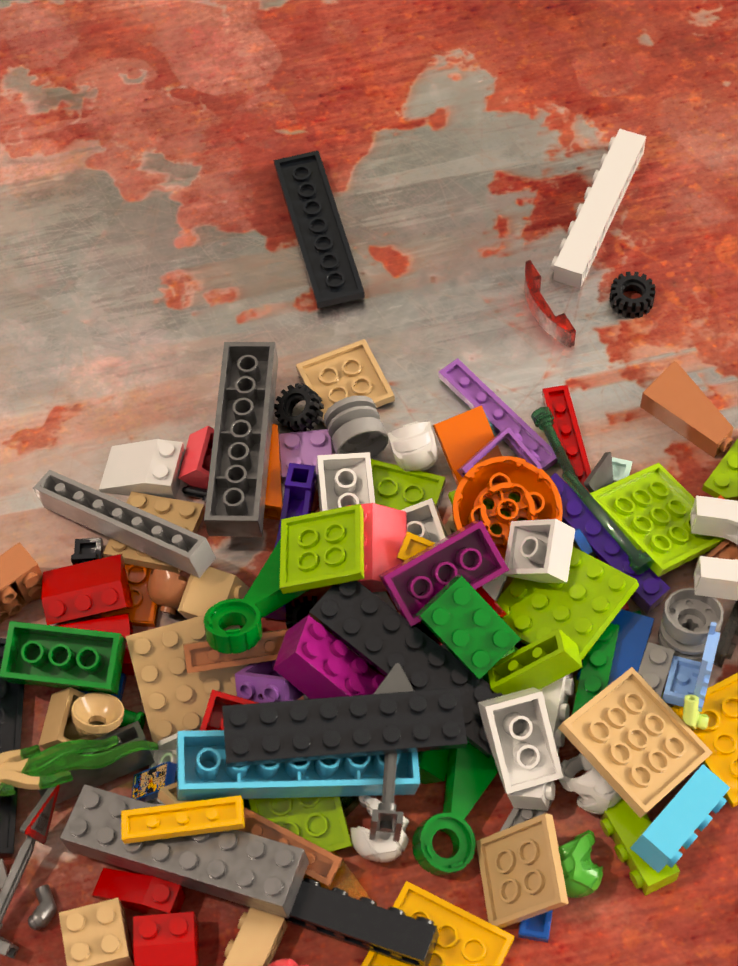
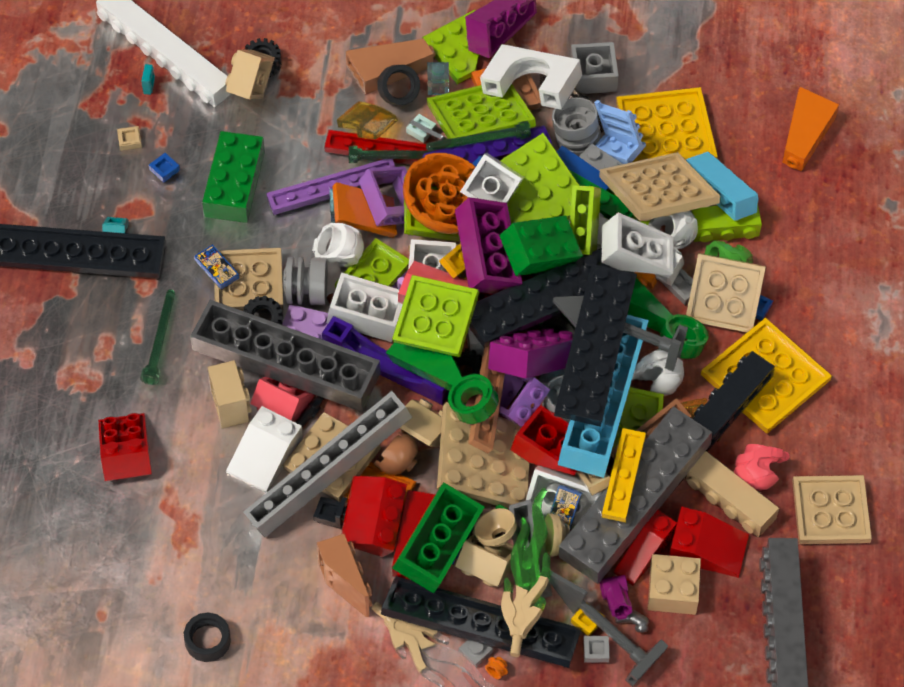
camera: 75 degrees left, 0 degrees up
(36, 859) = (582, 621): none -> yellow plate
(70, 875) = (616, 593): none -> magenta piece
(106, 349) = (124, 446): none -> red slope
(121, 781) = (557, 532): none -> tan piece
(187, 408) = (229, 394): none -> tan brick
(201, 340) = (151, 373): none -> clear green piece
(342, 346) = (216, 267): none -> tile
(361, 248) = (116, 225): none -> teal tile
(451, 262) = (164, 167): none -> blue plate
(465, 322) = (233, 177): none -> green brick
(476, 223) = (129, 138): none -> tan tile
(552, 209) = (148, 79): none -> teal tile
(557, 326) = (243, 122): clear red slope -> none
(591, 283) = (249, 74): none -> tan brick
(596, 415) = (367, 119): none -> clear yellow slope
(638, 421) = (414, 80): none -> black tyre
(690, 463) = (437, 78): none -> clear light blue brick
(691, 715) = (647, 149): yellowish green arm -> none

